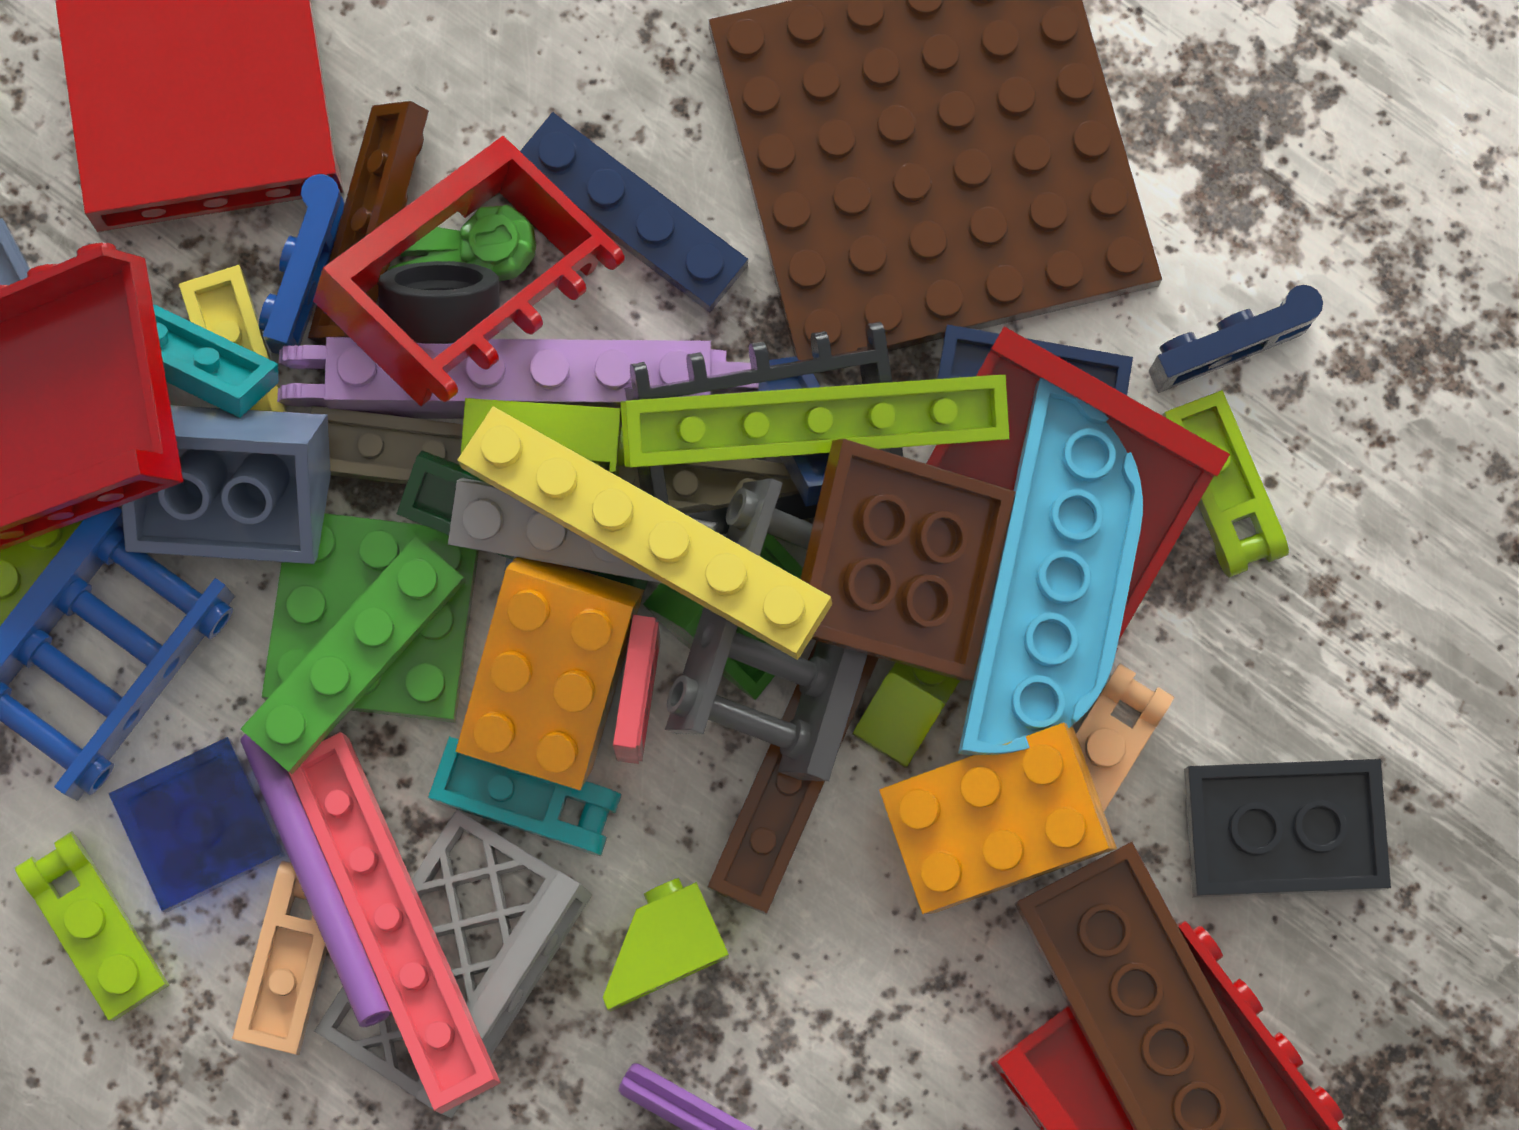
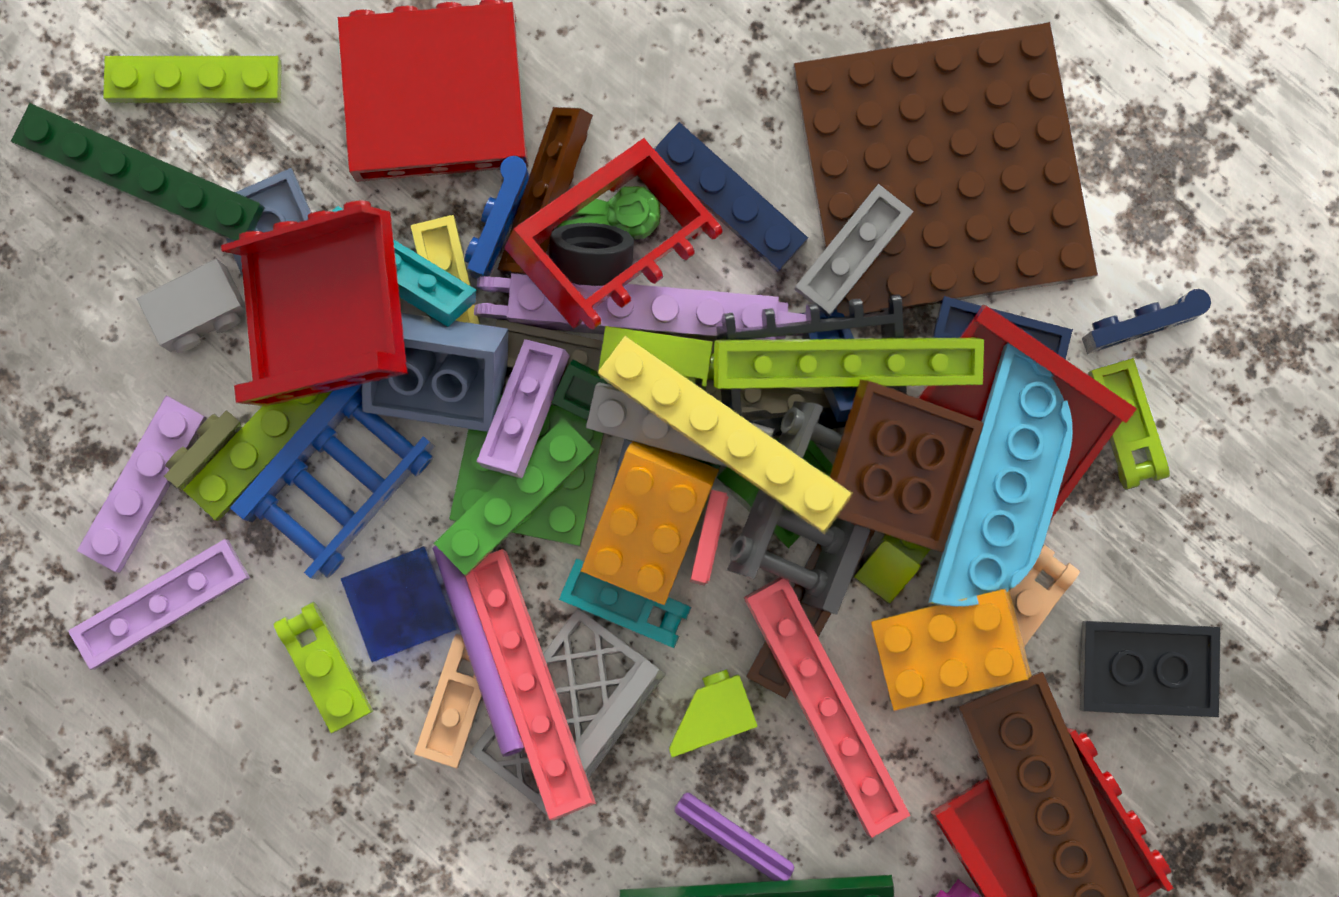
camera: 10 degrees right, 5 degrees up
(356, 526) = (523, 408): none -> lavender plate
(812, 268) = (853, 250): none -> light grey plate
(827, 918) = (826, 706): none -> coral plate

